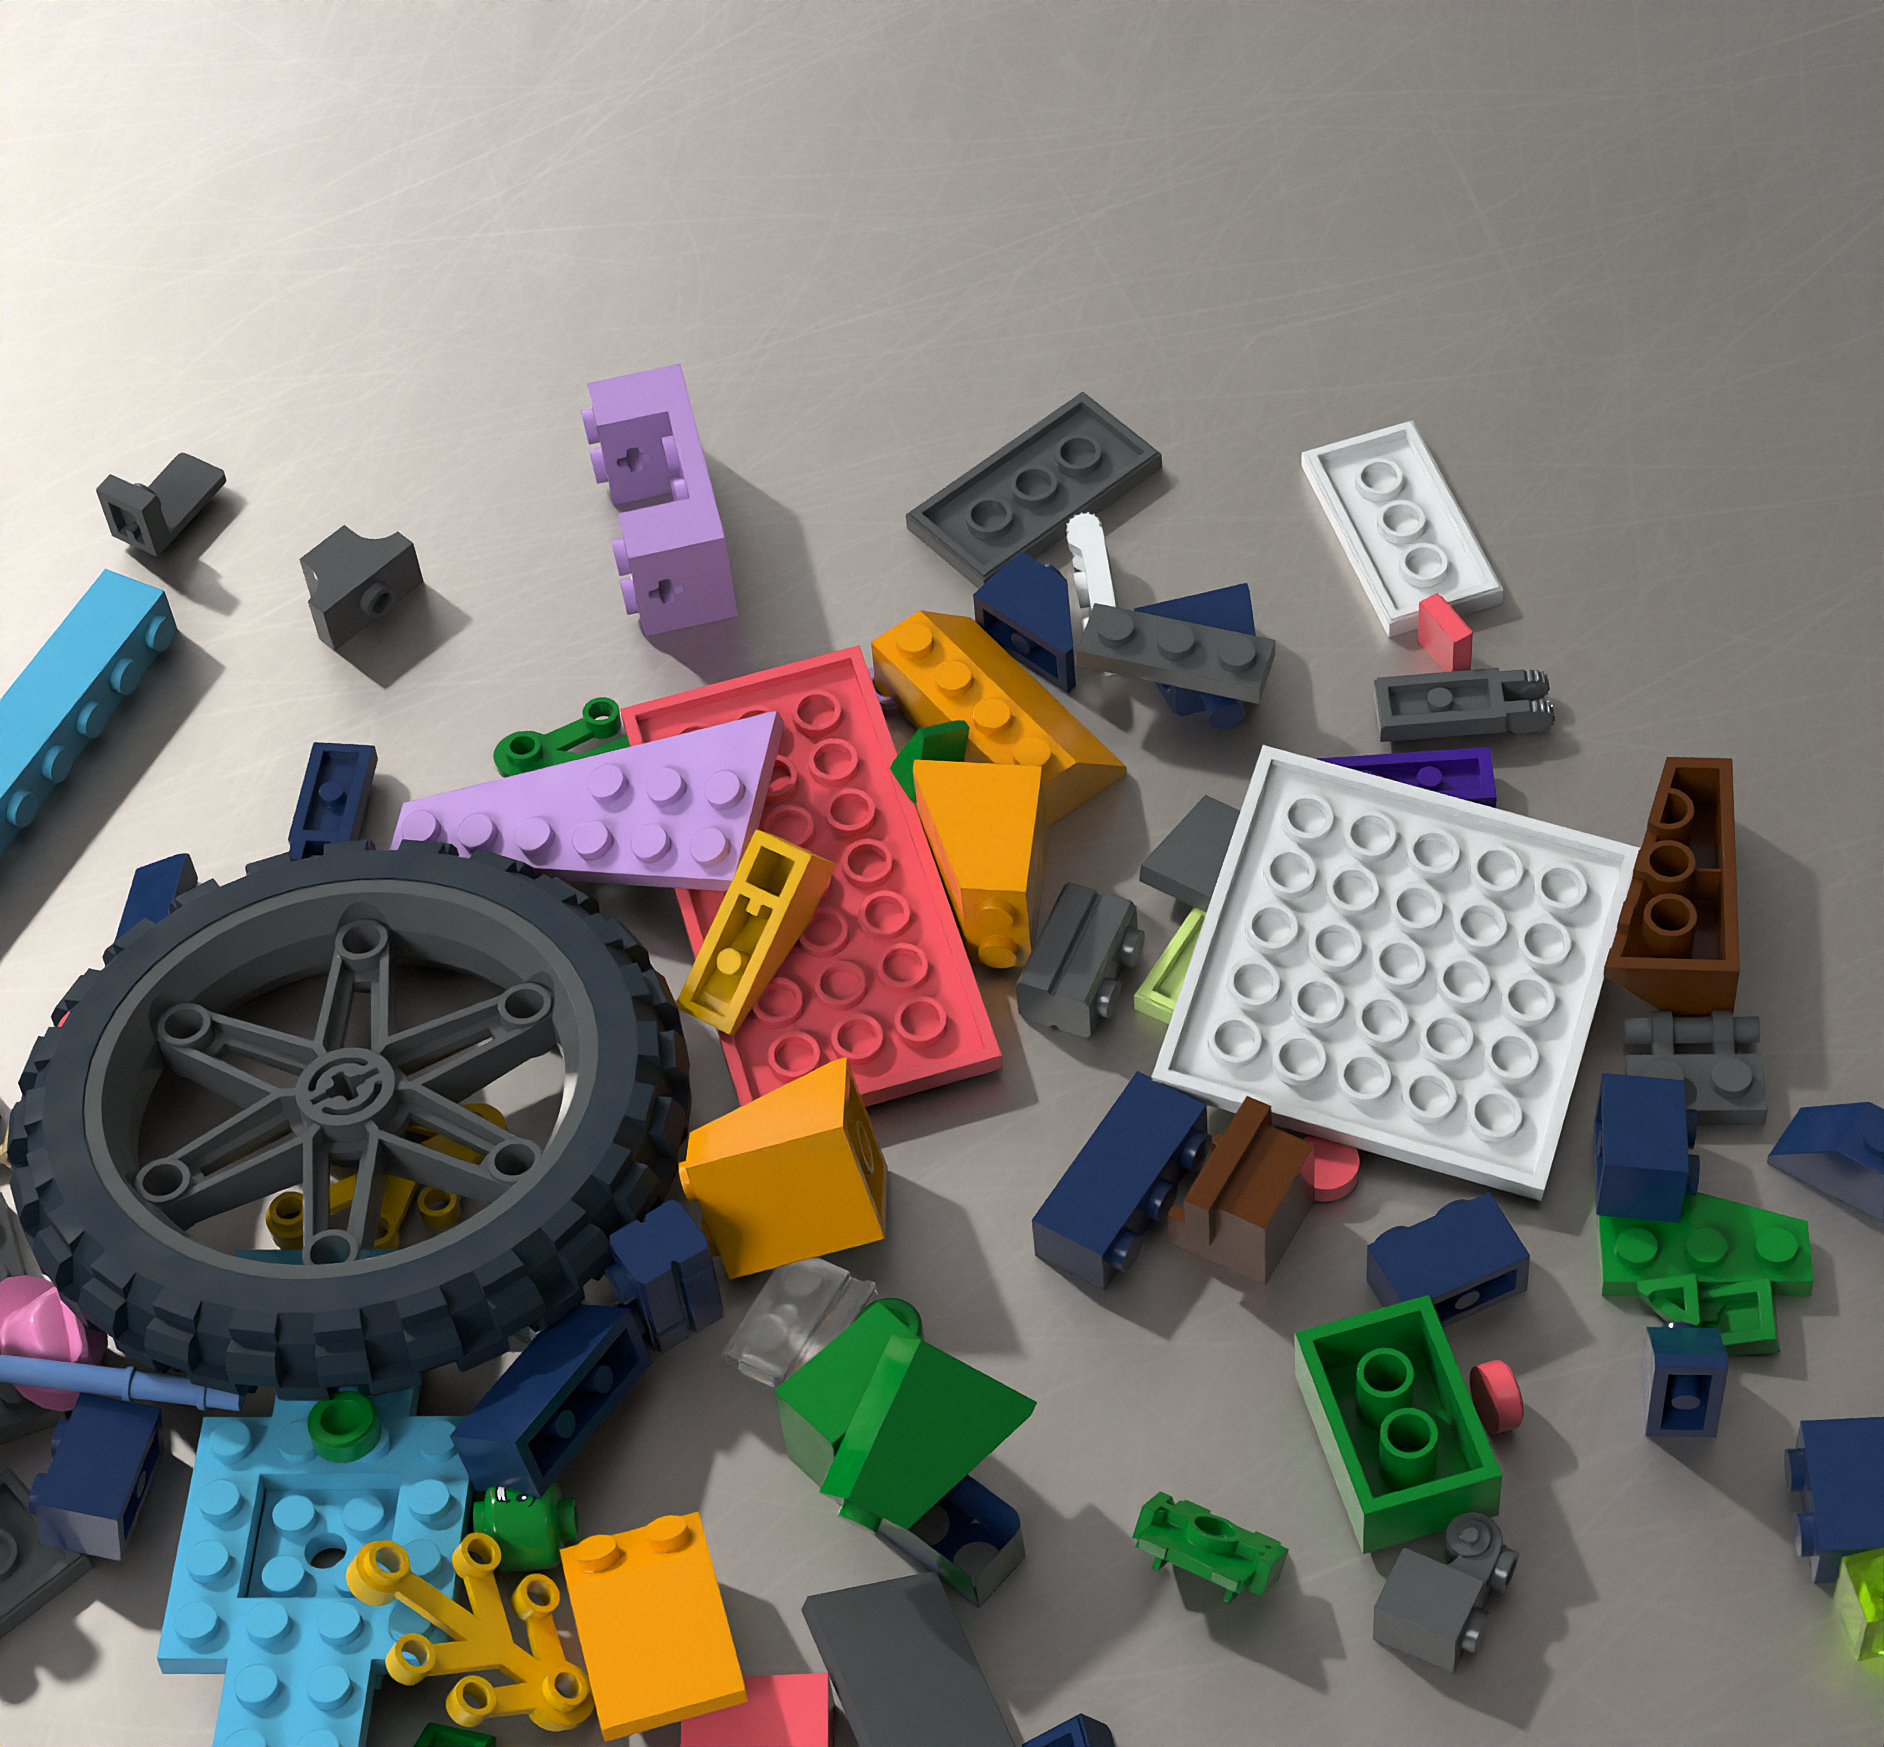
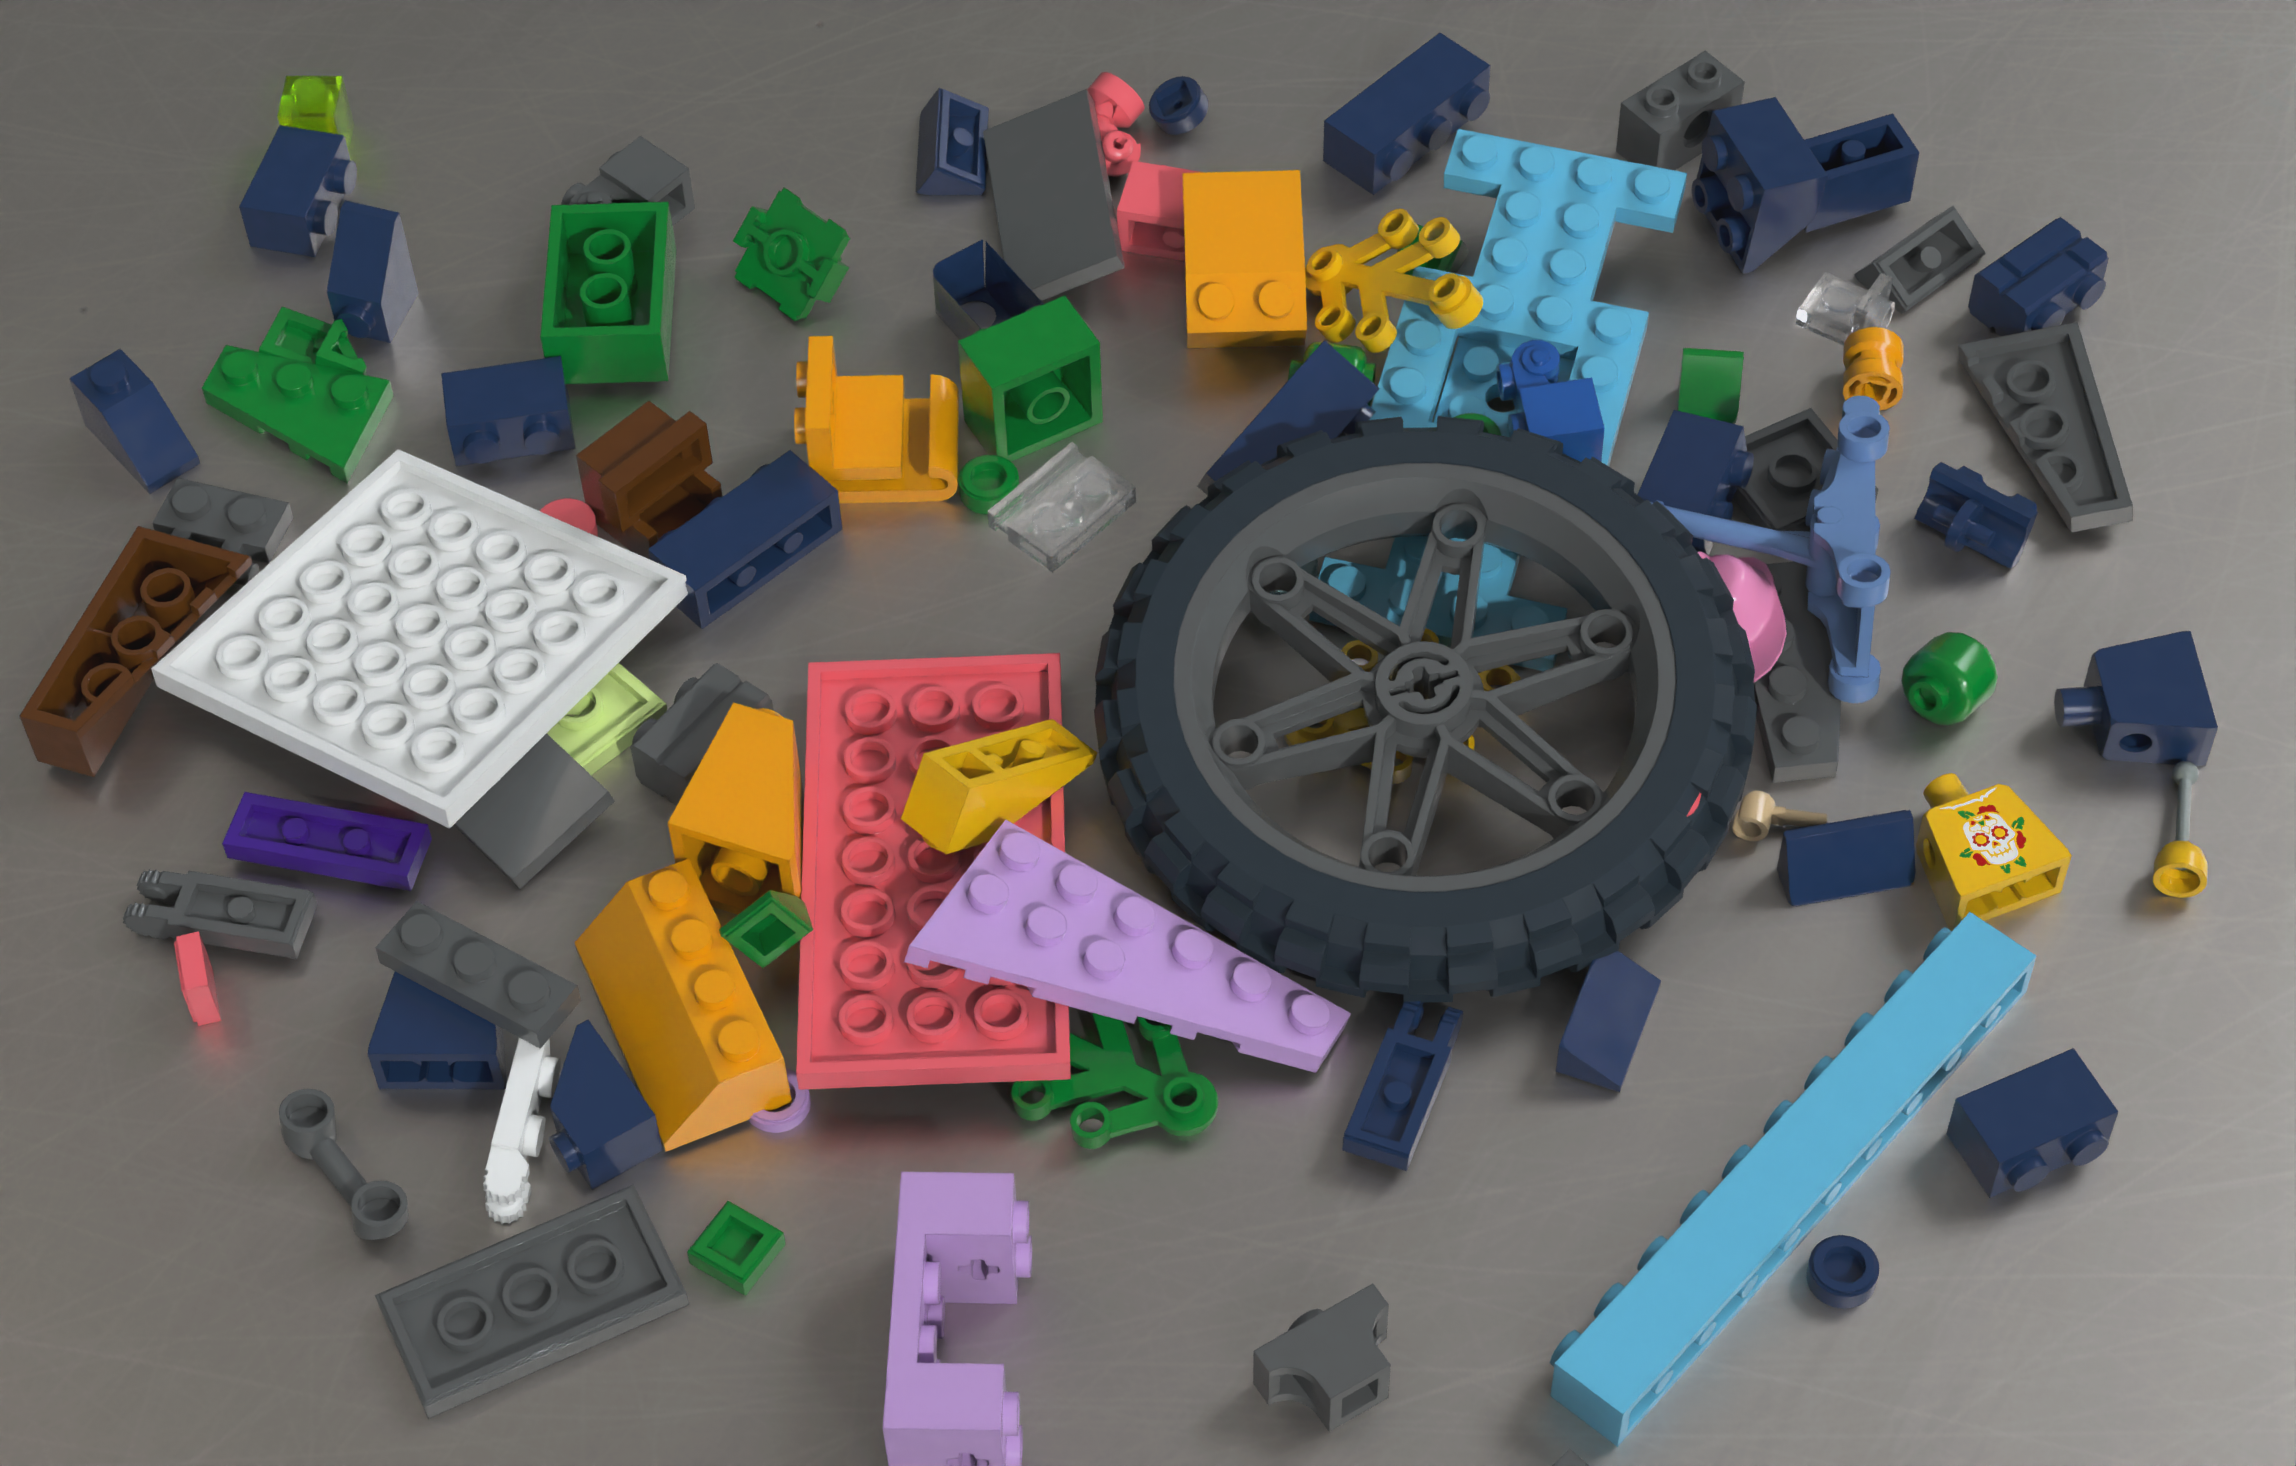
camera: 170 degrees left, 0 degrees up
(91, 1650) = (1710, 383): none -> green slope
(247, 1454) = (1548, 407): none -> blue brick
(665, 1276) = (1157, 490): dark blue brick -> none
(789, 1174) = (1032, 556): light orange slope -> none
(879, 566) = (736, 1248): none -> green tile
(918, 1434) = (988, 289): green slope -> none
(1034, 1322) = (871, 437): none -> light orange piece
(1188, 511) = (310, 1132): none -> dark grey bar
(1400, 525) = (167, 1148): white tile -> none
(1496, 1396) = (519, 315): coral tile -> none
(1644, 1148) = (302, 440): dark blue brick -> none

